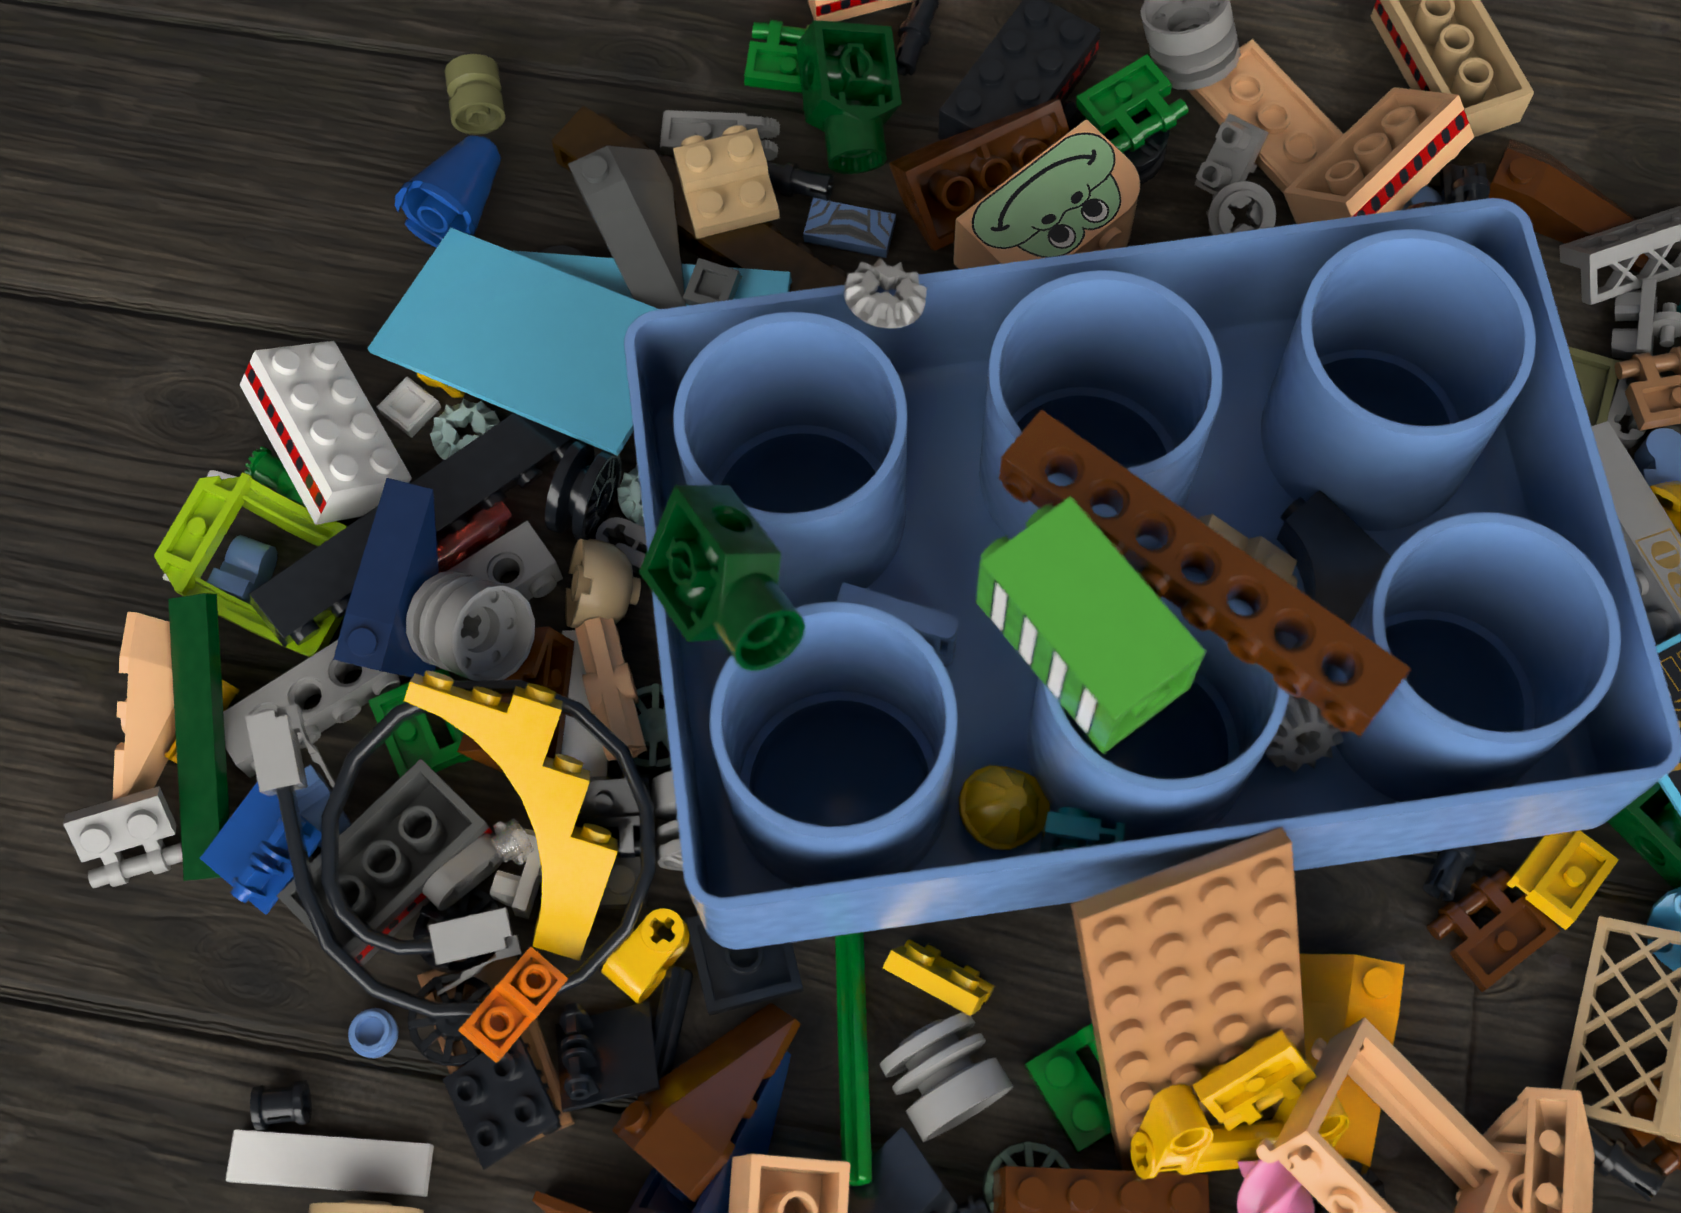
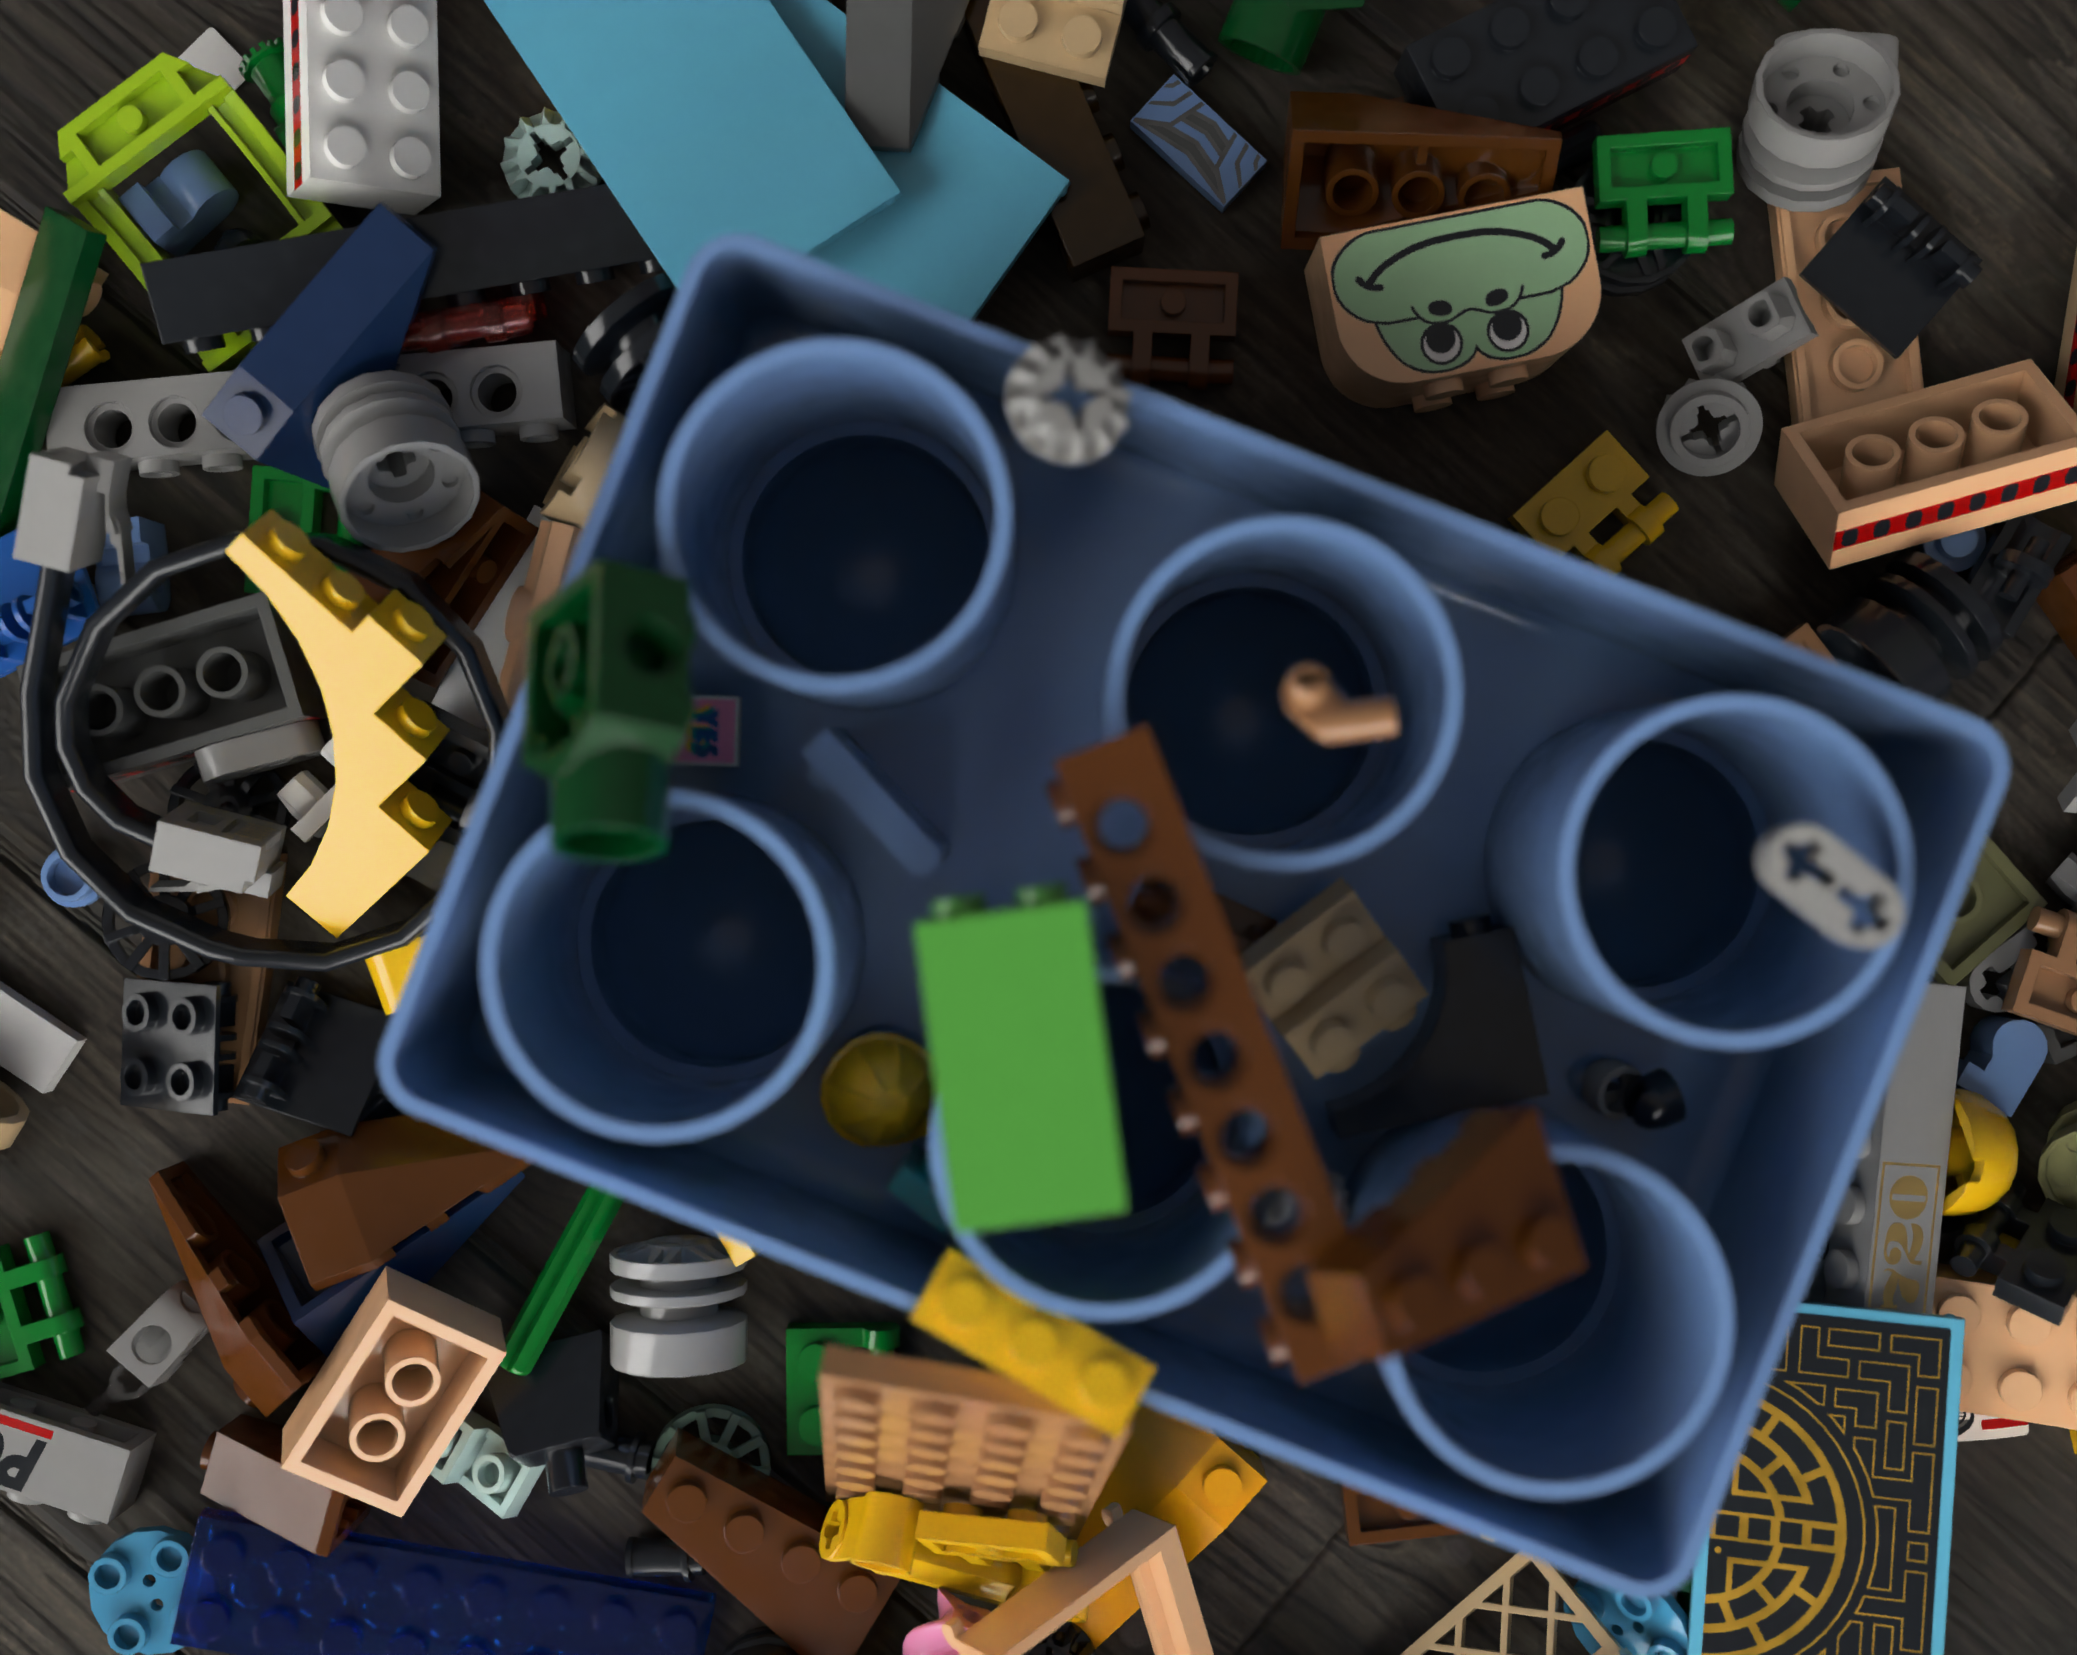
camera: 30 degrees right, 20 degrees up
(409, 407) = (498, 82): white tile -> none
(511, 842) = (317, 756): clear plate -> none
(513, 1004) = (220, 961): orange slope -> none
(711, 283) = (954, 147): dark grey plate -> none
(1137, 366) = (1328, 714): none -> medium nougat arm
(1198, 826) = (1033, 1344): none -> yellow plate
(1284, 84) = (1891, 267): none -> black hinge
(1402, 586) = (1452, 1244): none -> reddish brown wedge
(1473, 305) = (1842, 871): none -> light grey beam

